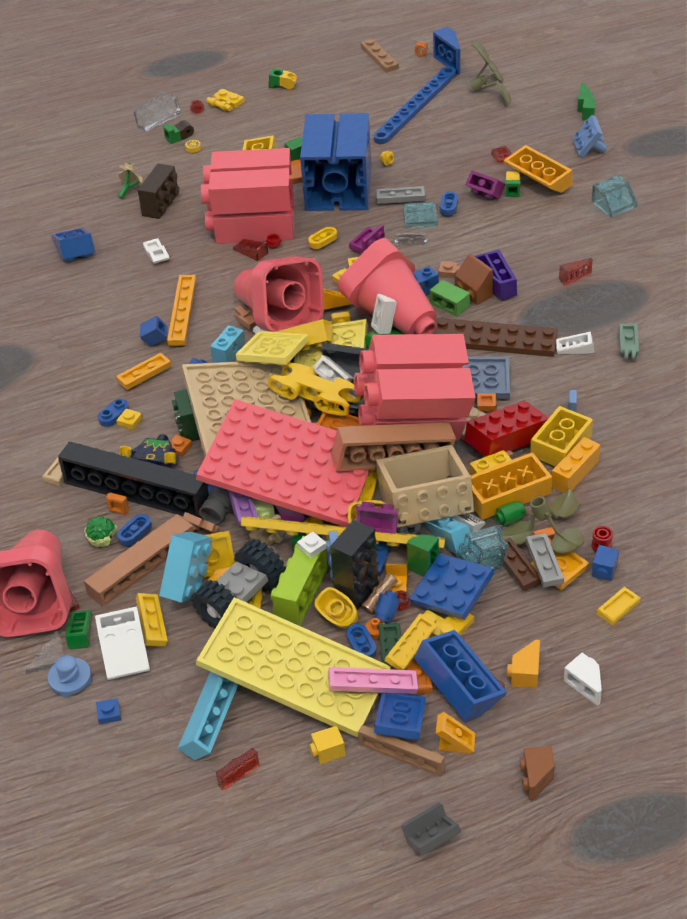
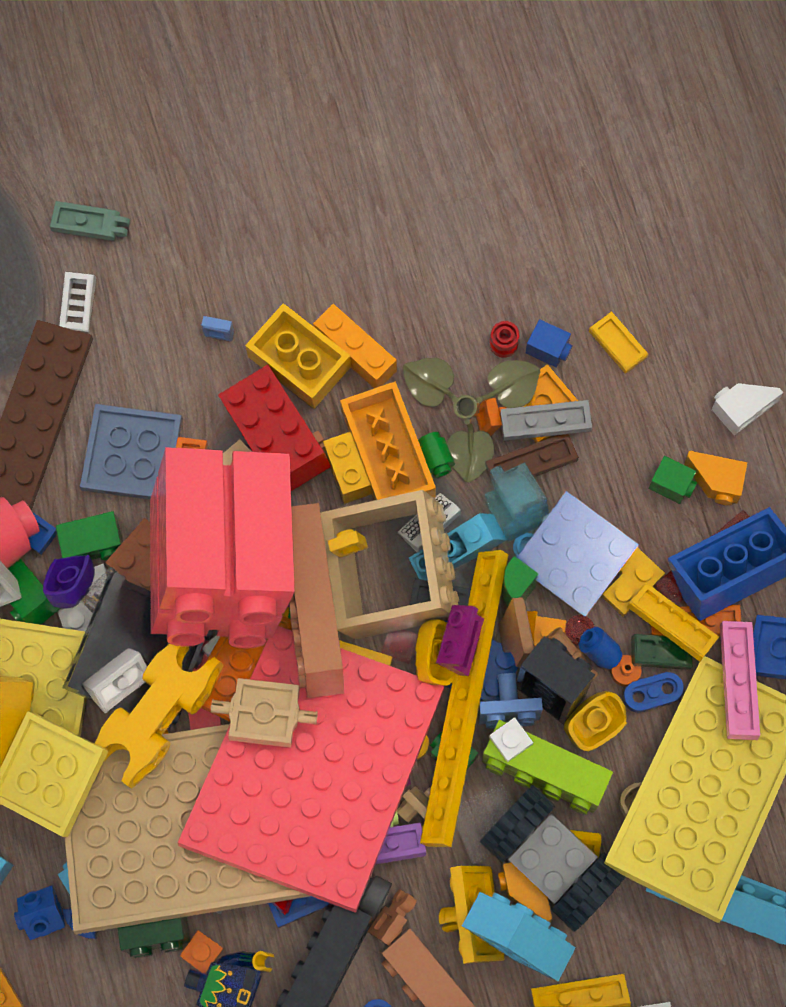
camera: 85 degrees left, 30 degrees up
(317, 429) = (264, 712): none -> tan plate
(390, 548) = (516, 631): none -> medium nougat tile
(430, 450) = (347, 543): none -> yellow plate
(517, 637) = (673, 480): none -> green brick

